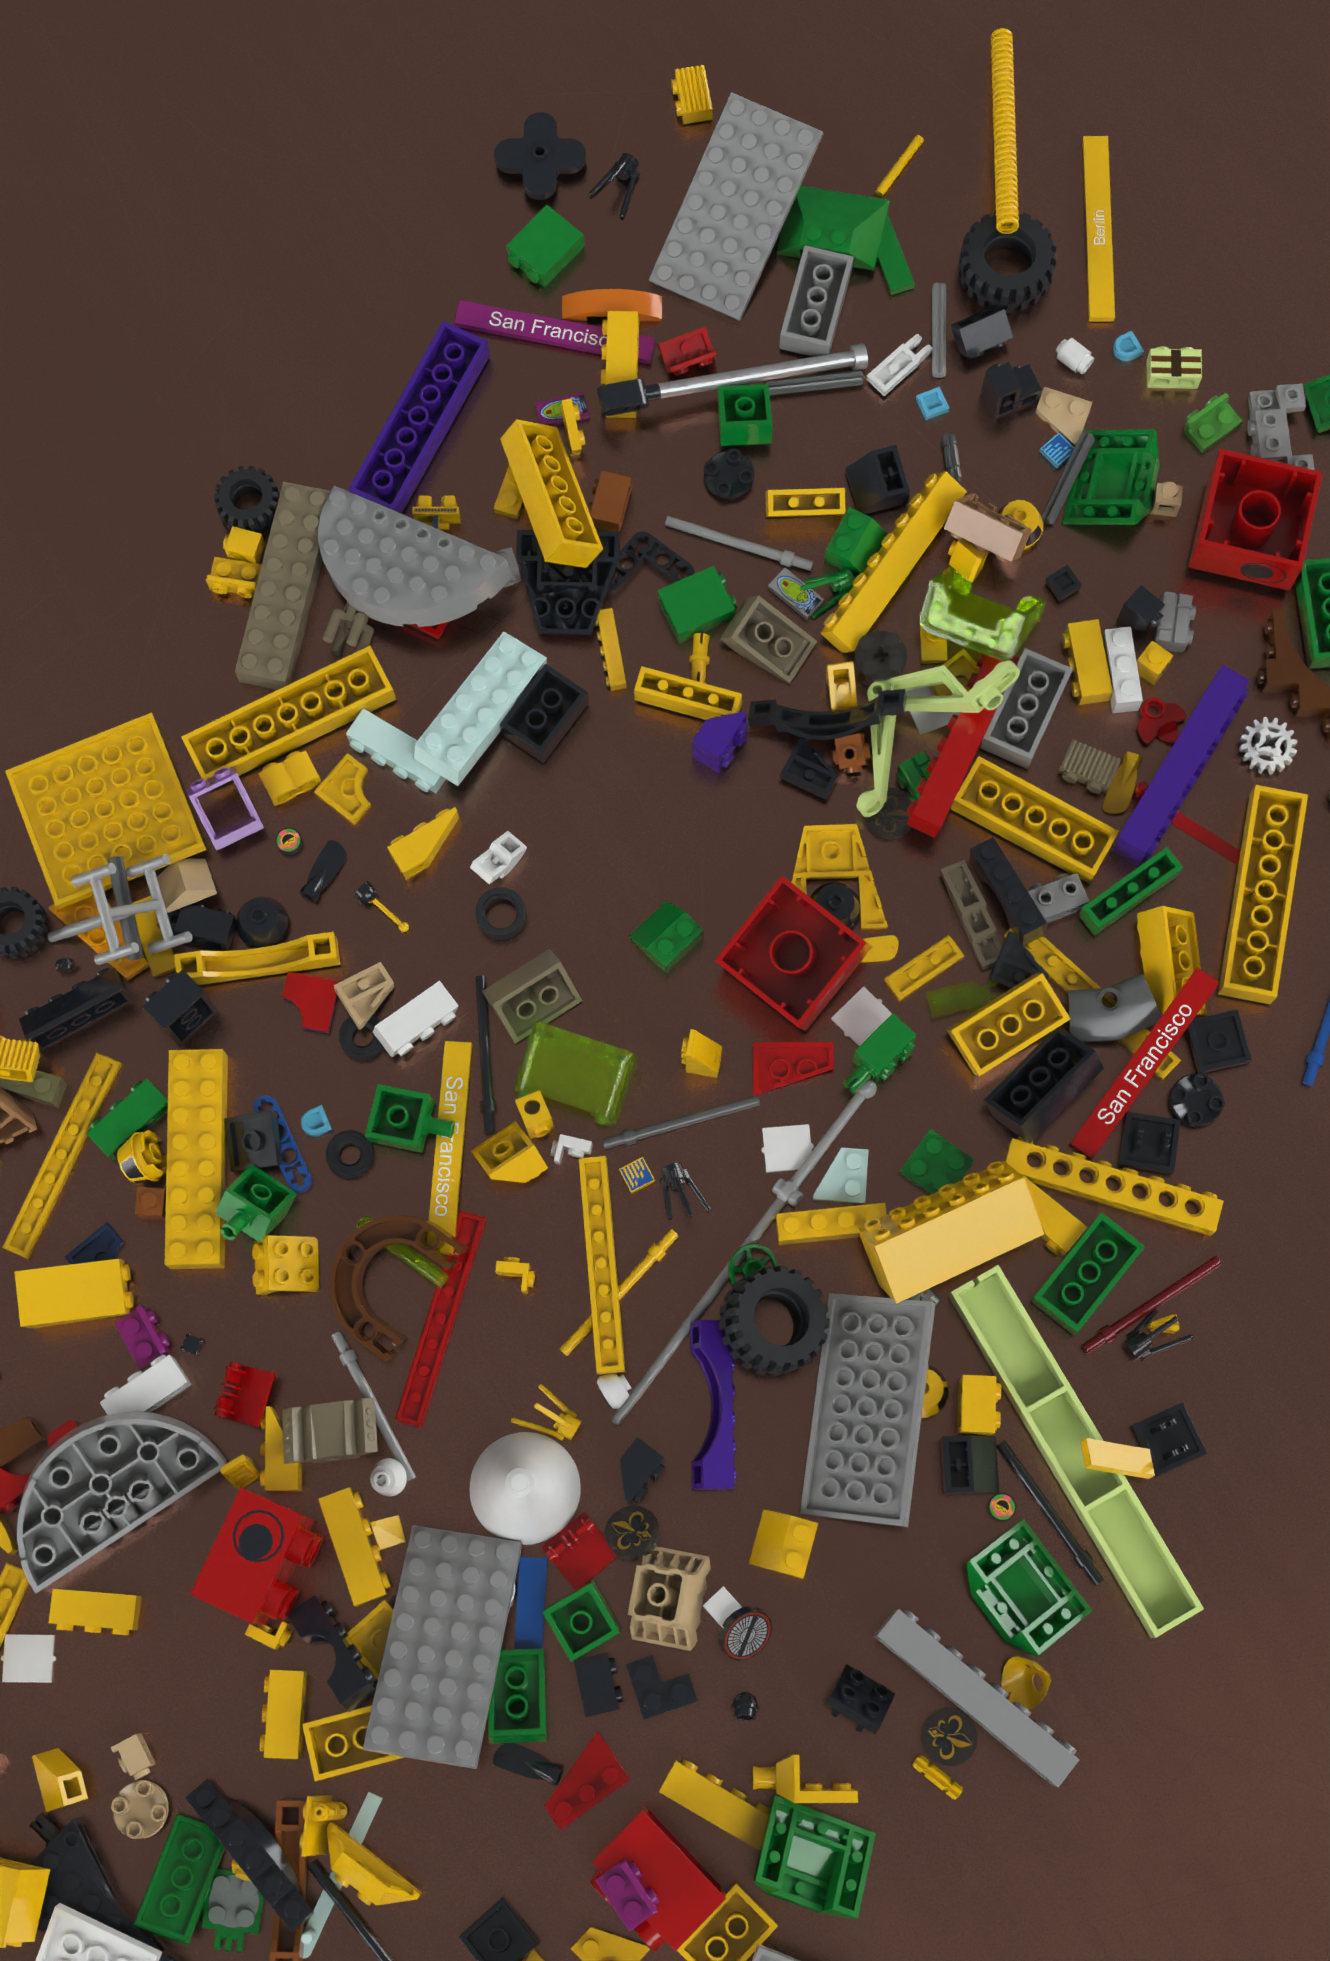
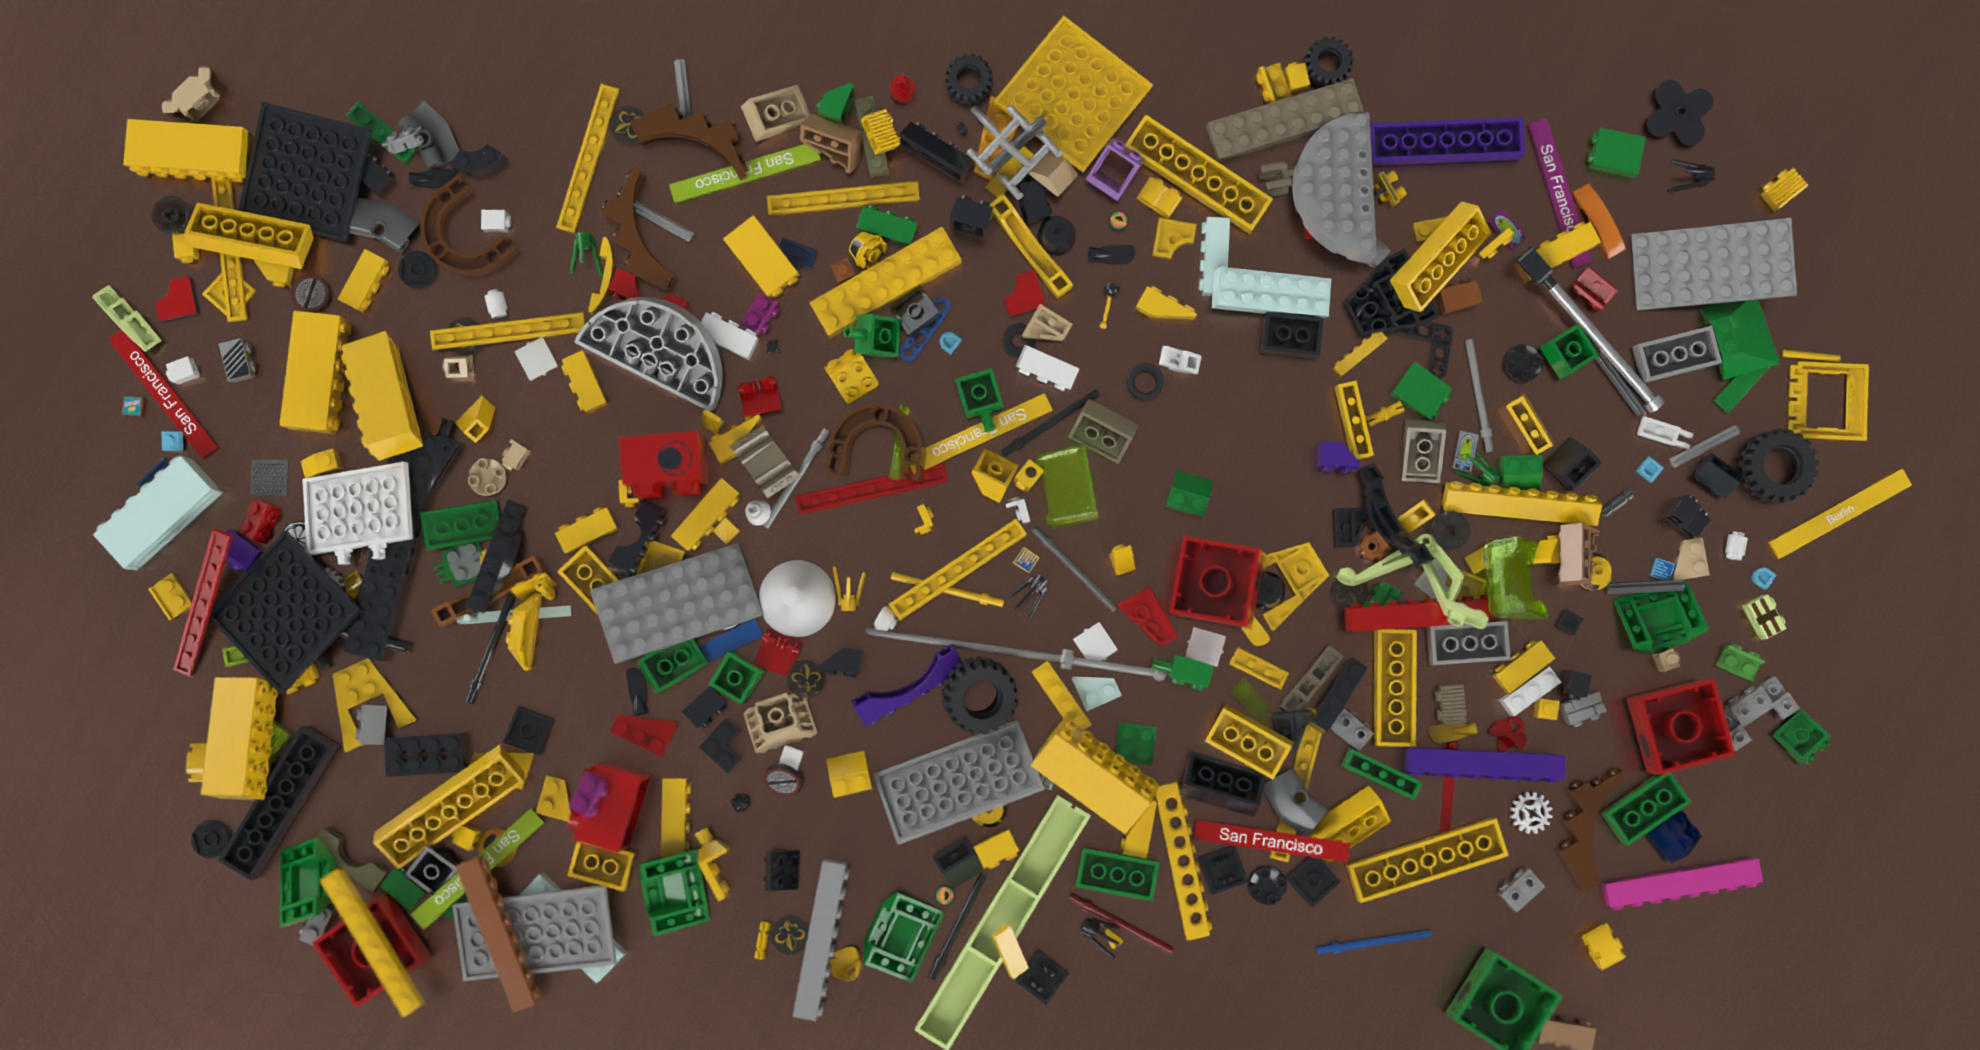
camera: 55 degrees right, 10 degrees up
(352, 1170) = (941, 363): black tyre -> none
(751, 1264) = (1008, 662): green wheel -> none
(972, 141) = (1855, 400): none -> yellow hinge
(1004, 131) = (1872, 414): yellow piece -> none

